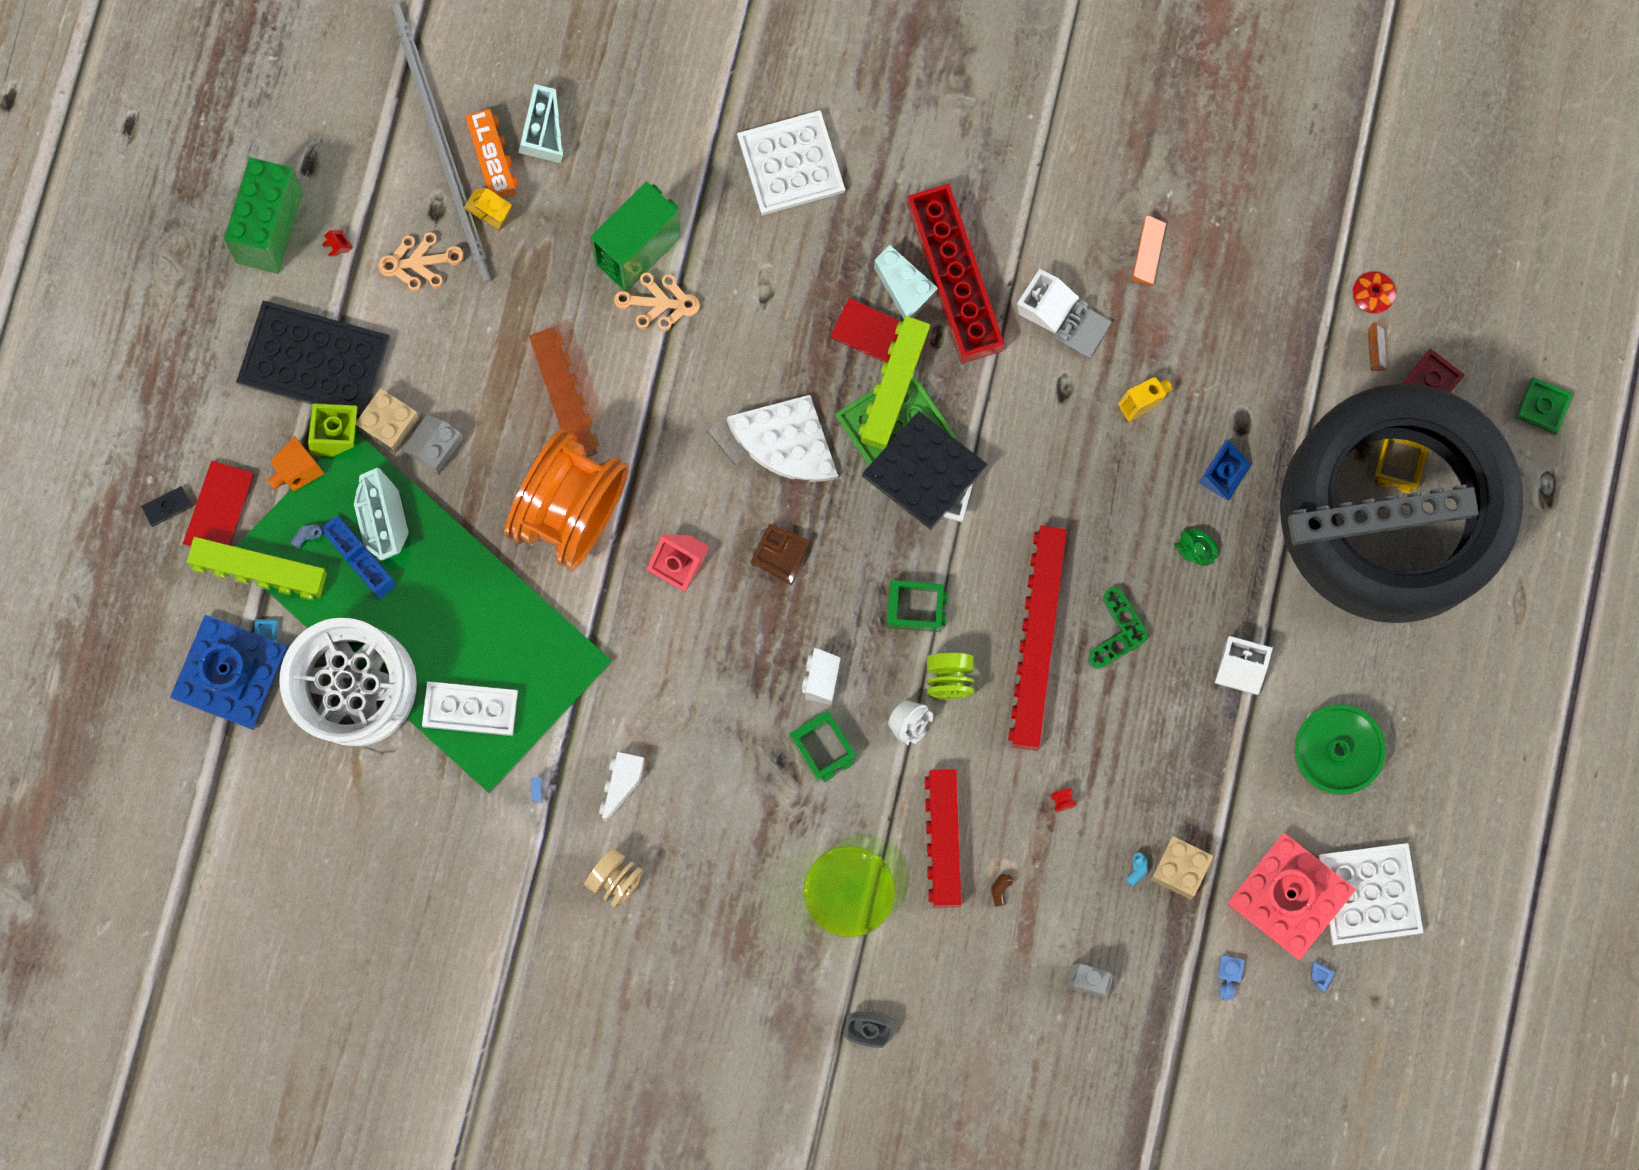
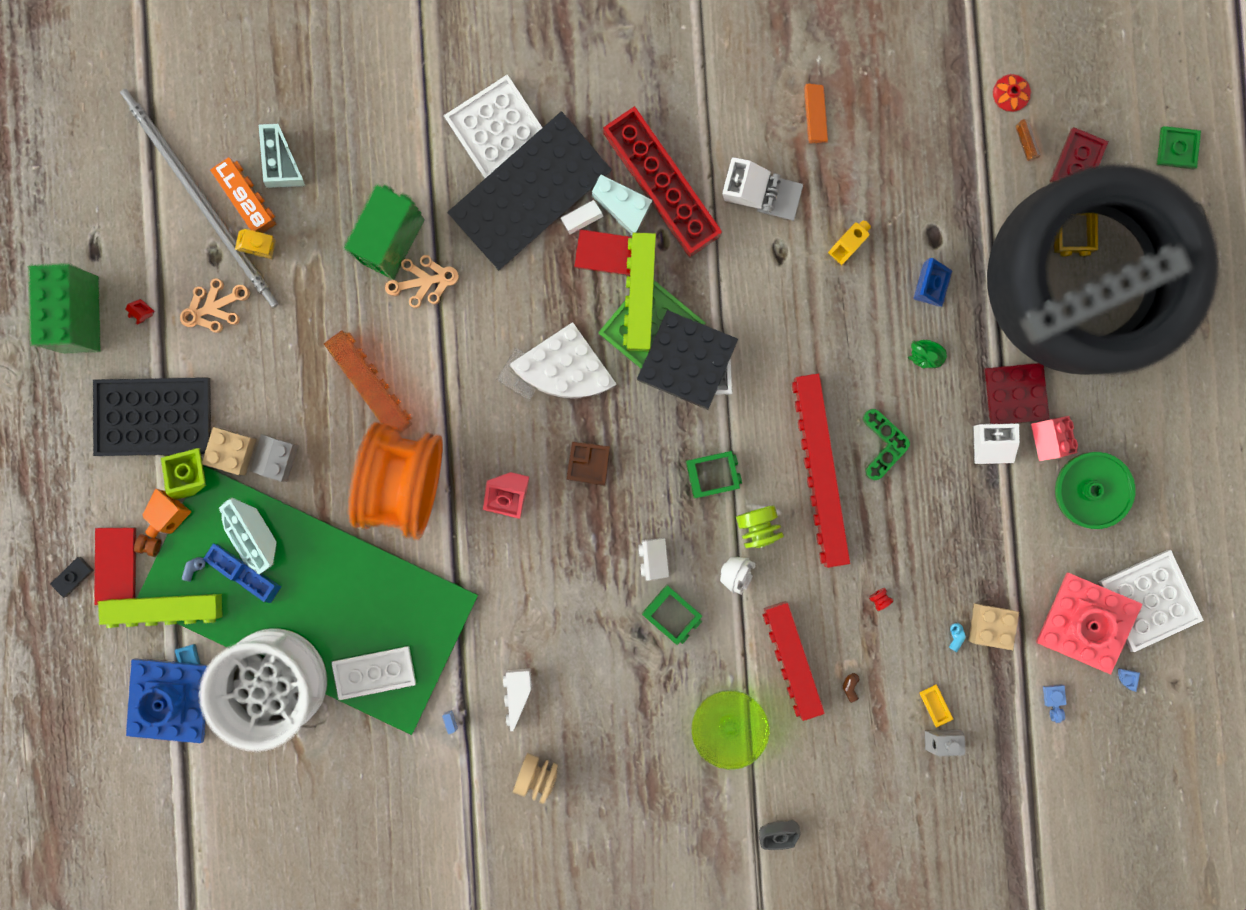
camera: 15 degrees left, 10 degrees up
(263, 496) = (147, 545): none -> dark orange wheel
(805, 240) = (529, 191): none -> black plate
(855, 285) = (582, 217): none -> white tile
(1091, 939) = (936, 705): none -> yellow tile
(1285, 619) = (1017, 394): none -> dark red plate
(1311, 680) = (1054, 438): none -> coral slope

